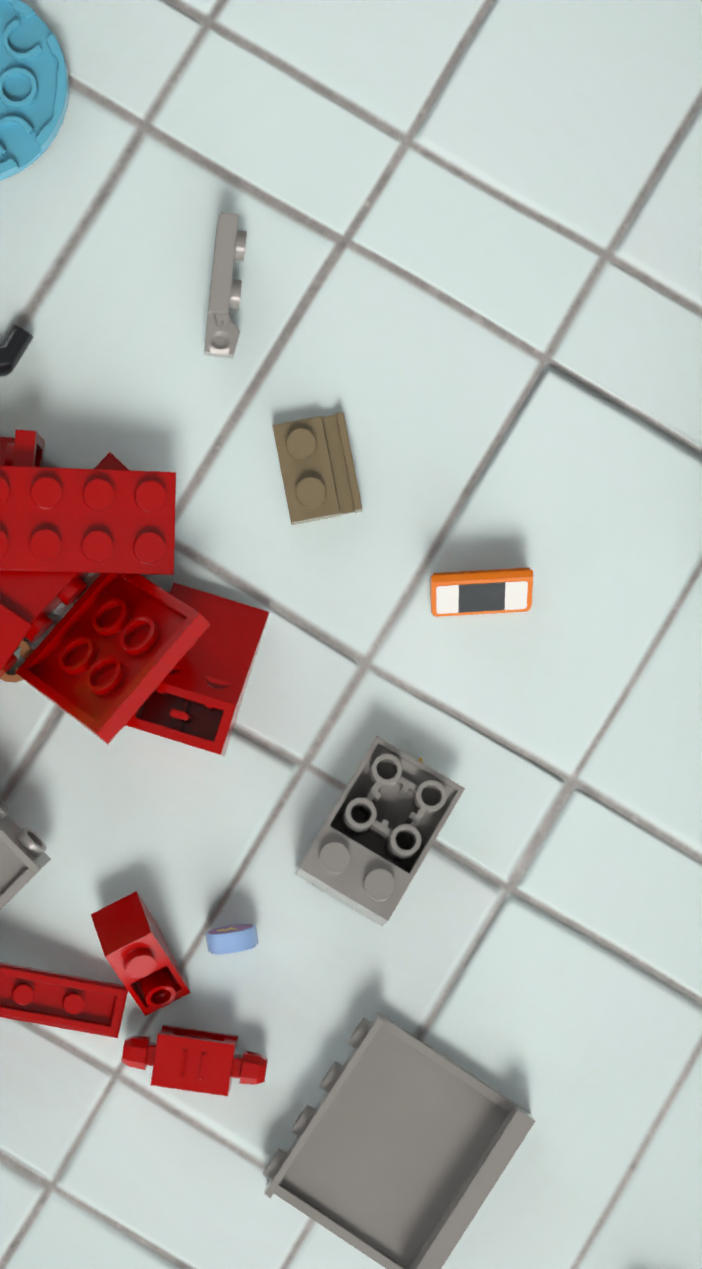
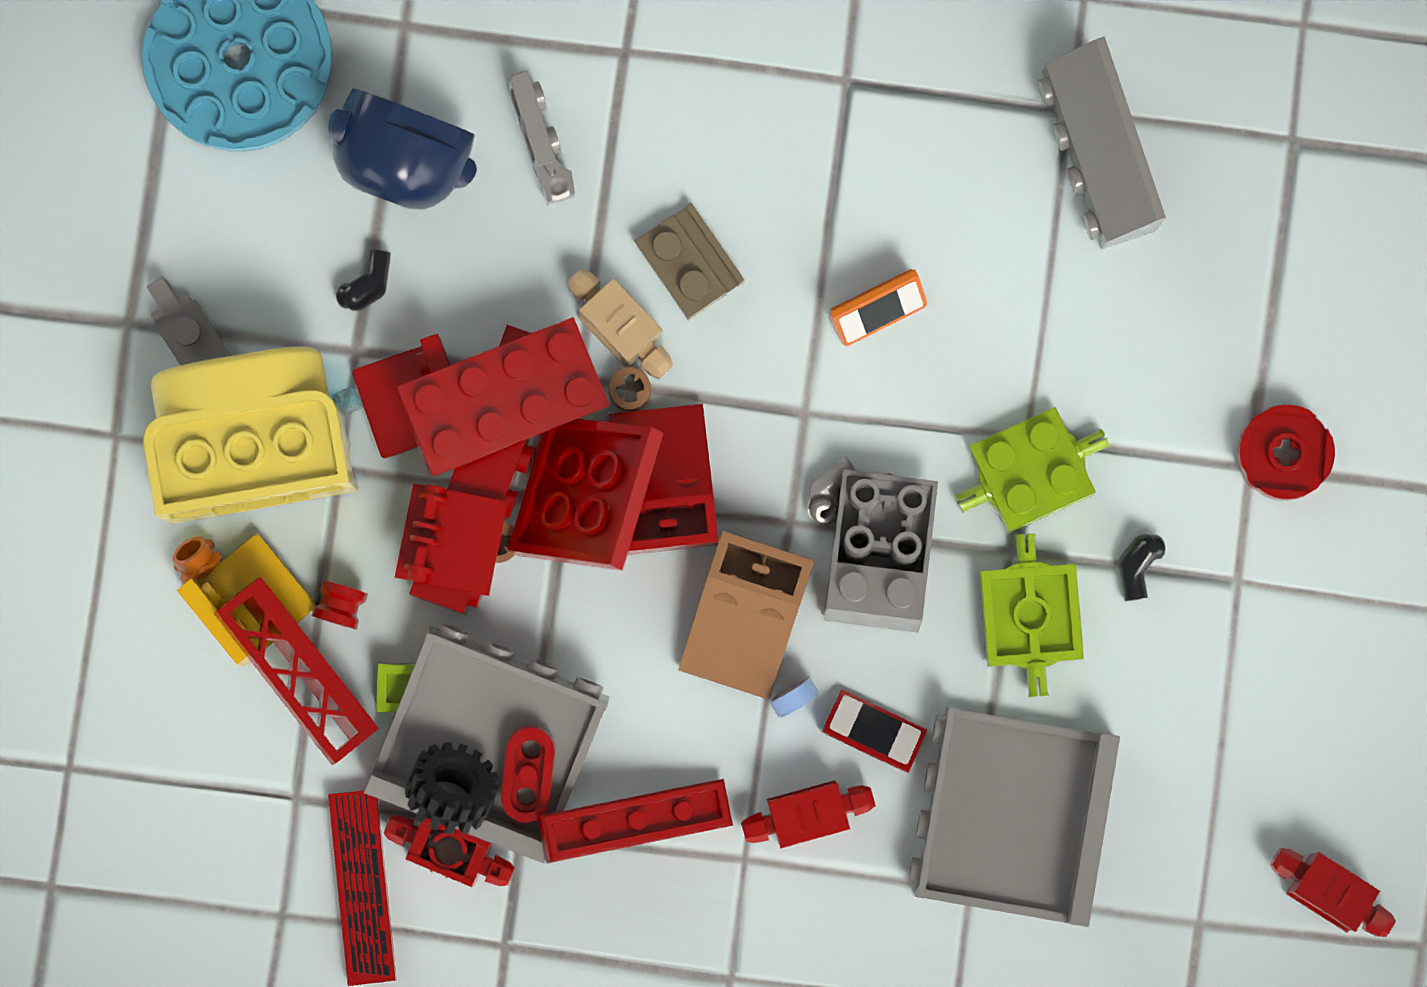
camera: 25 degrees left, 0 degrees up
(78, 239) = (399, 151): none -> dark blue piece
(139, 953) = (721, 744): red slope -> none
(196, 554) = (642, 395): none -> medium nougat bush
(219, 837) = (745, 615): none -> medium nougat slope
(222, 499) = (620, 323): none -> tan piece
(296, 1006) = (874, 731): none -> slope
(350, 750) = (824, 492): none -> light grey arm
(500, 959) = (1031, 615): none -> lime plate
(562, 816) = (1032, 470): none -> lime plate
(626, 950) = (1134, 563): none -> black arm

